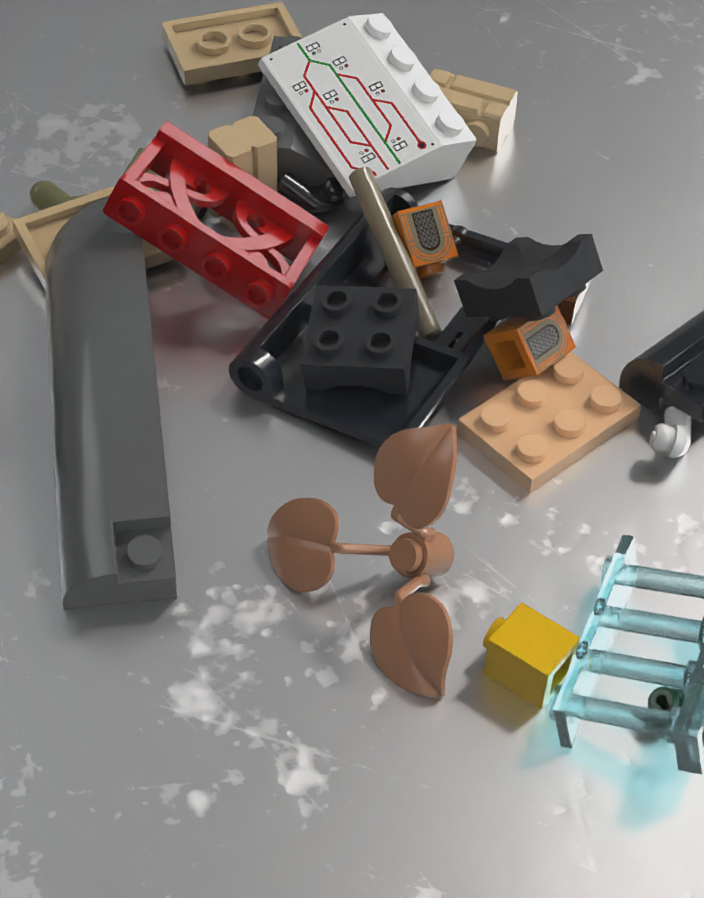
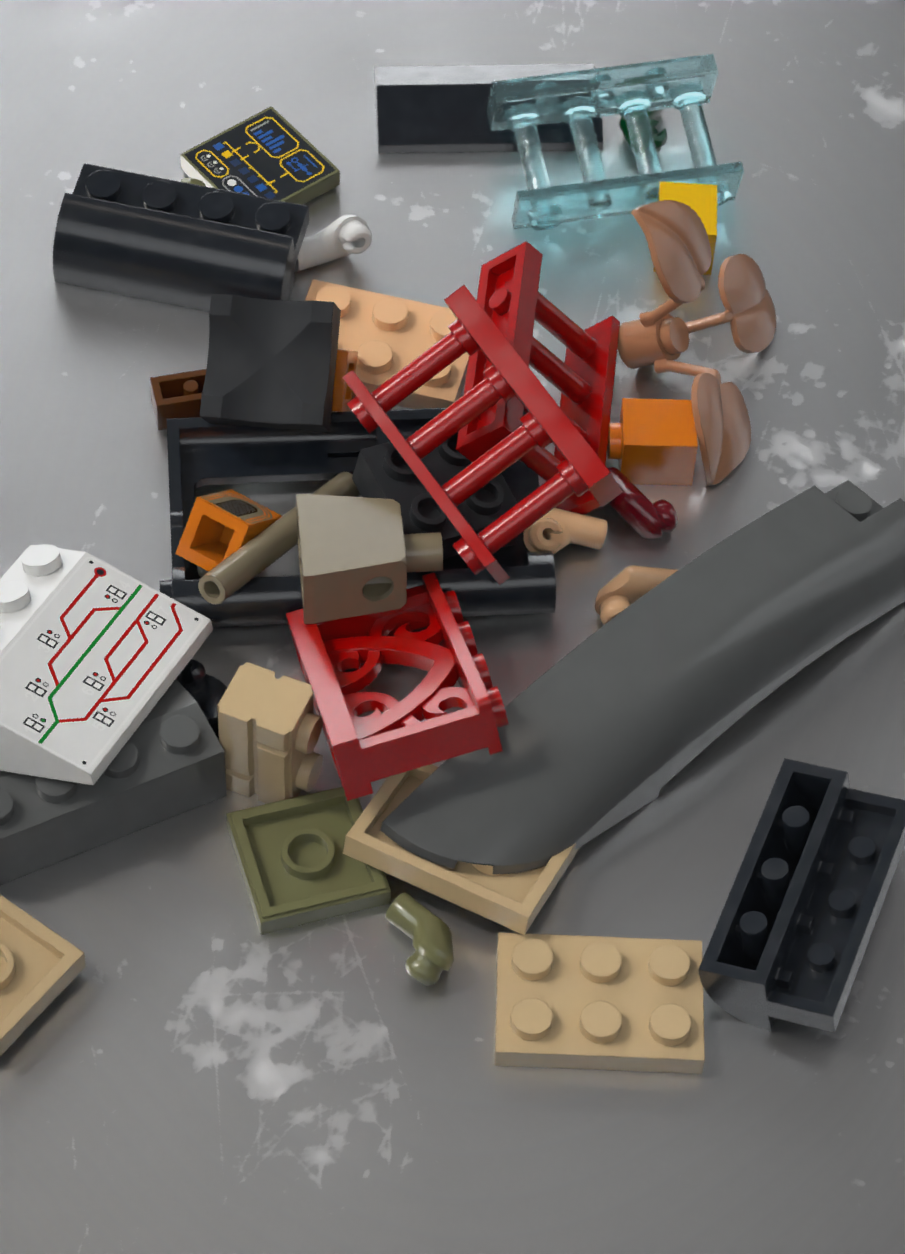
camera: 125 degrees left, 5 degrees up
(209, 420) = (627, 588): none -> light nougat arm
(277, 462) = (638, 511): none -> dark red arm
(293, 408) = (564, 527): none -> light nougat arm
(331, 243) = (357, 556): none -> dark tan torso
(332, 484) = (655, 441): none -> orange brick
(344, 301) = (540, 426): none -> red fence
(409, 375) = (586, 379): none -> red fence

